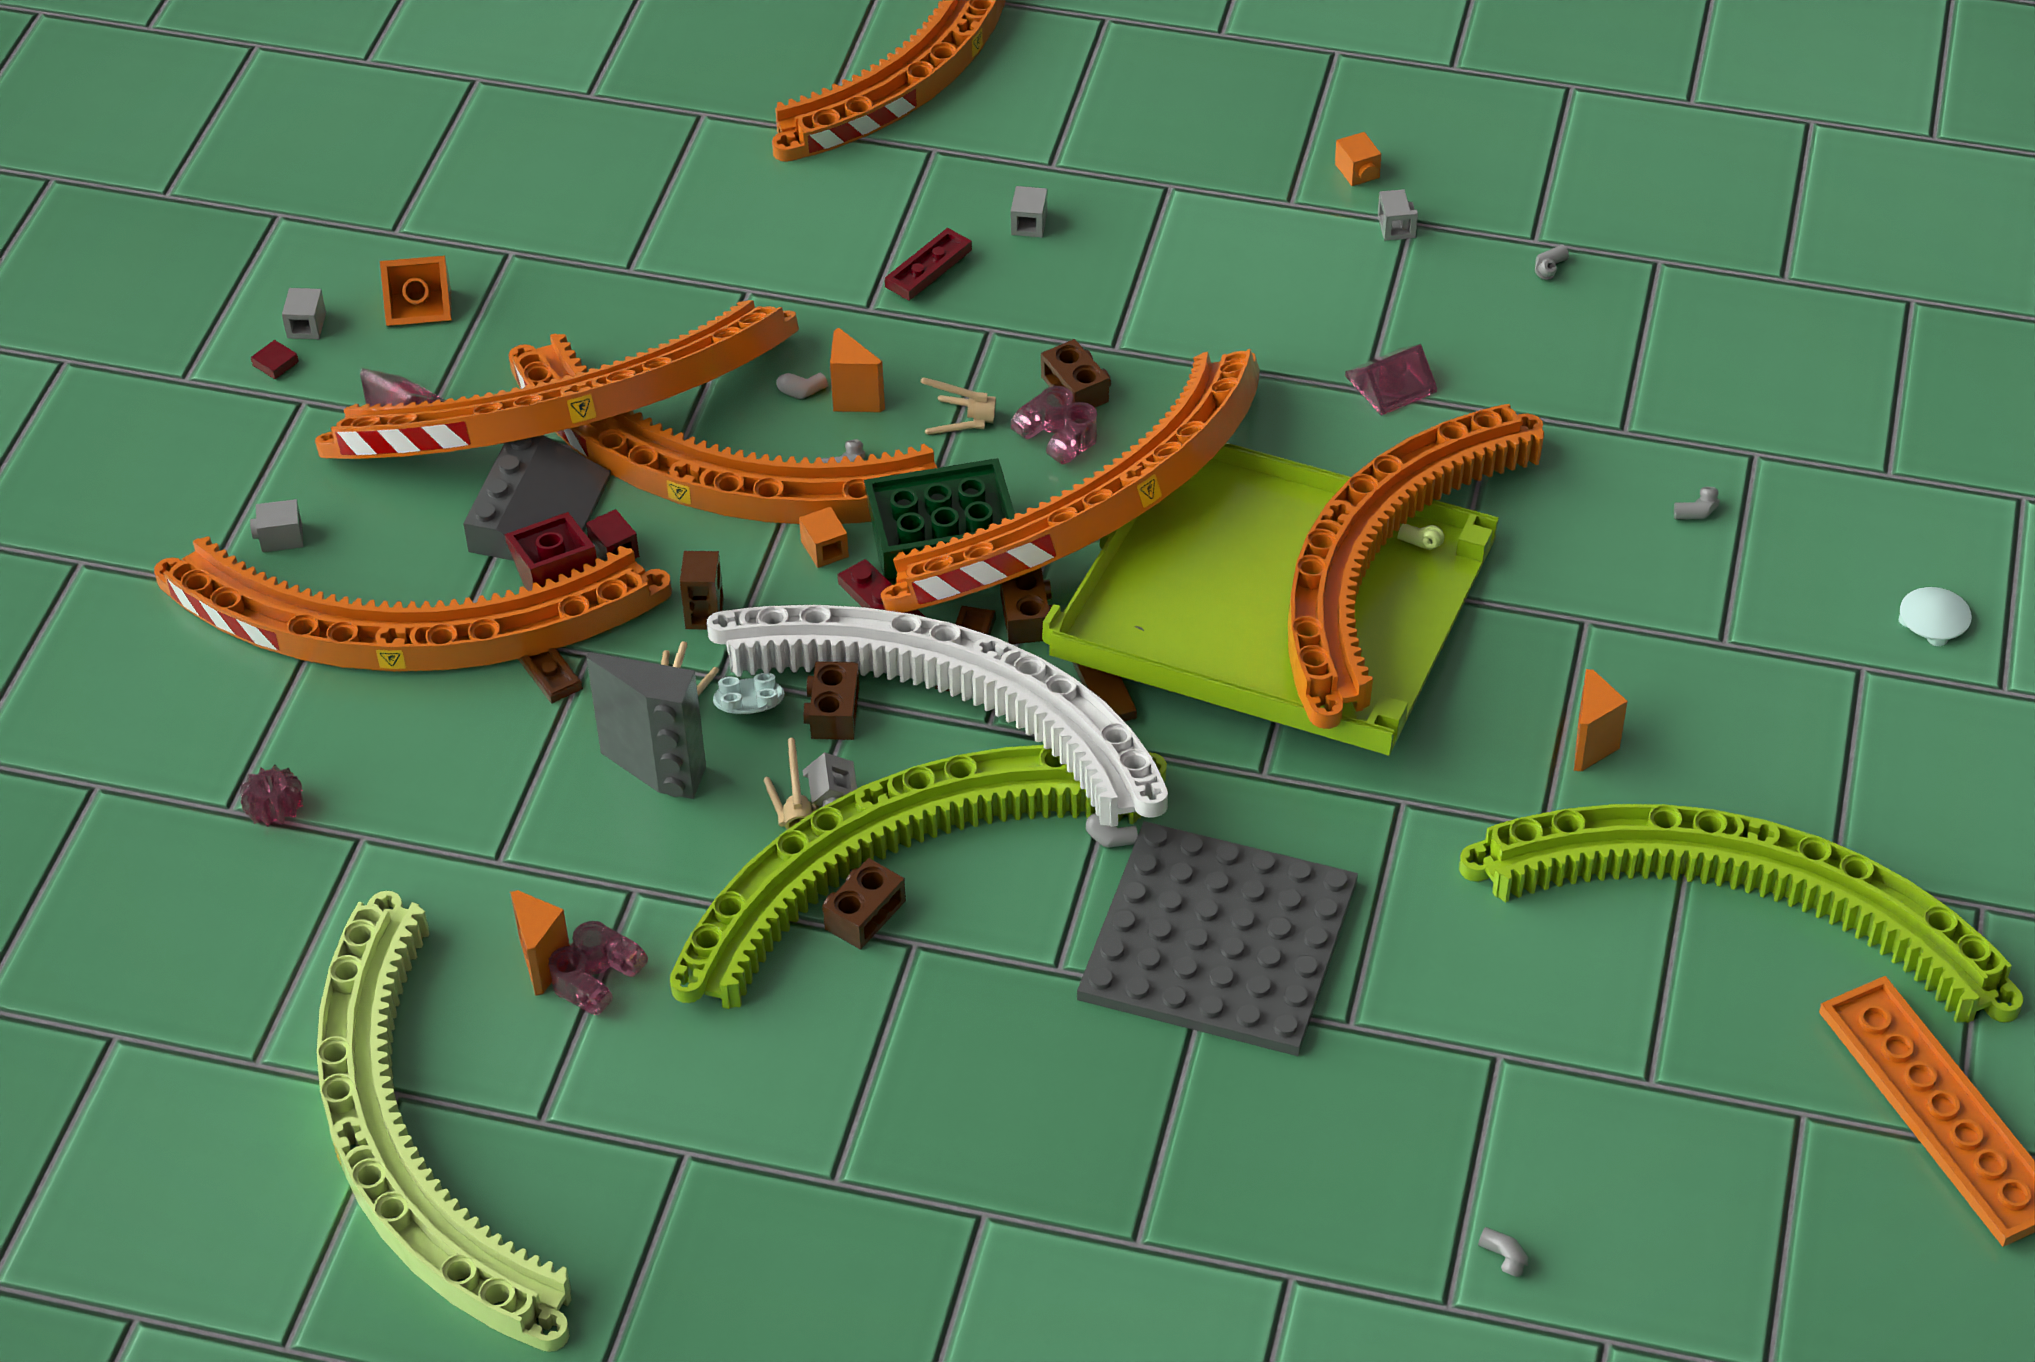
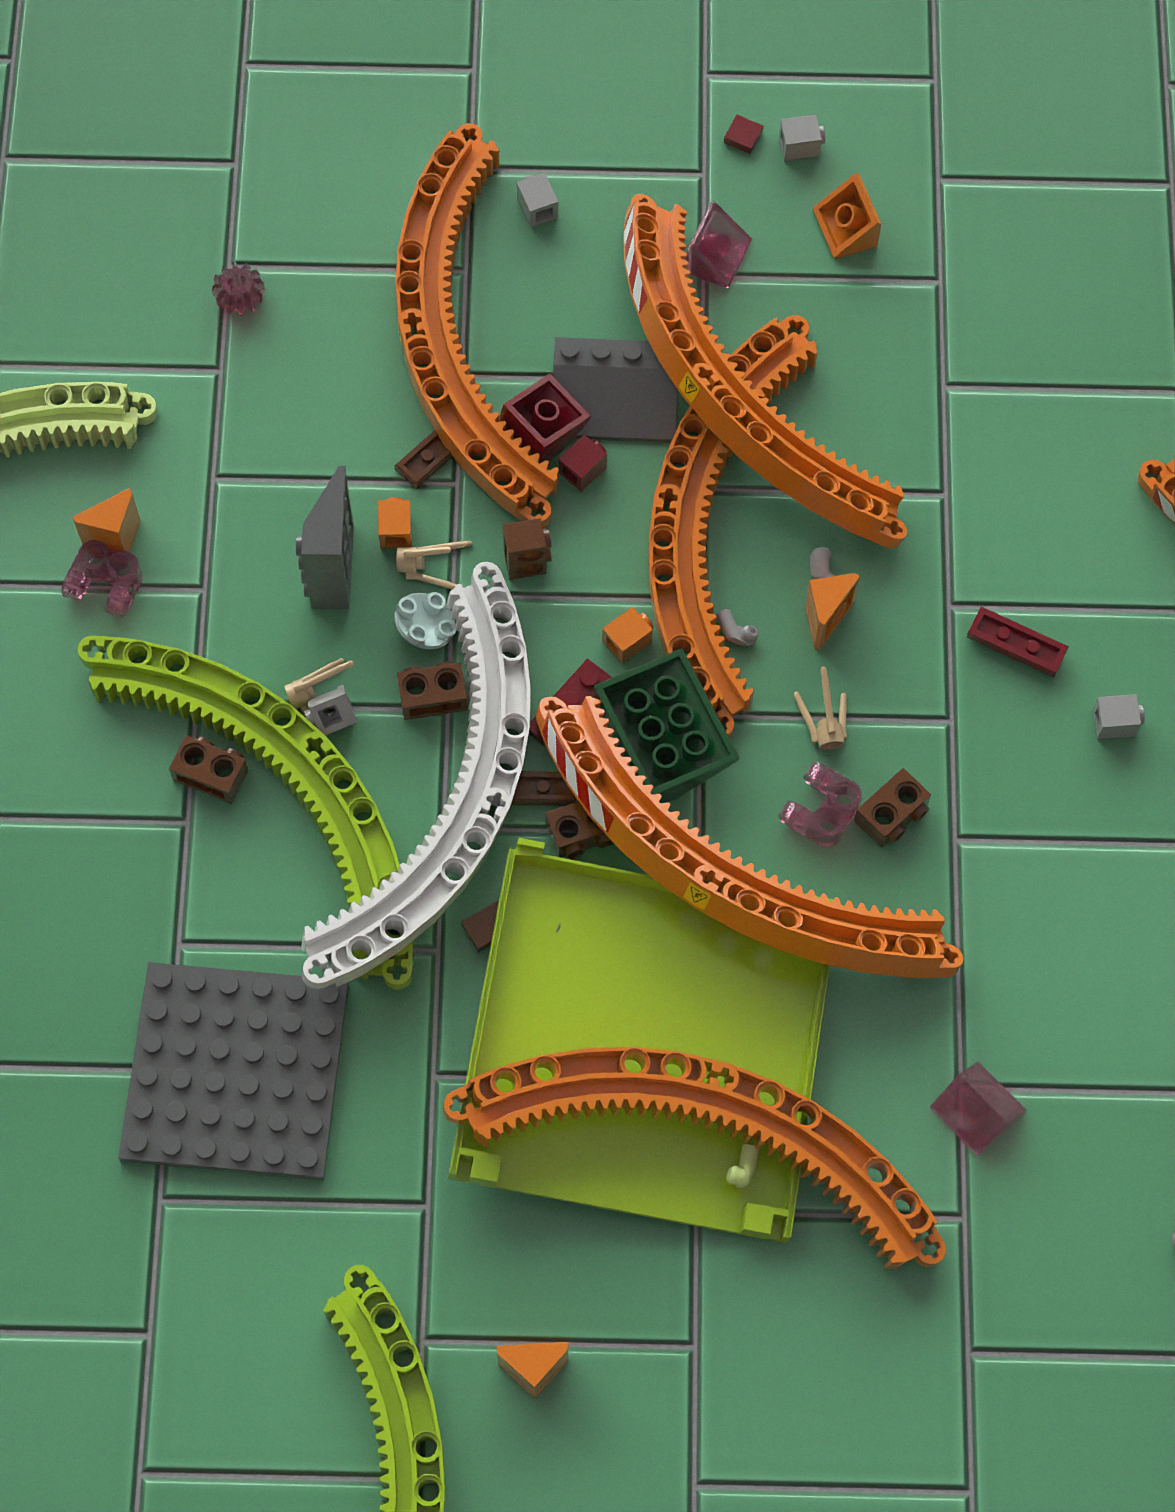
camera: 75 degrees right, 20 degrees up
(1700, 508) = (870, 1441): light grey arm -> none

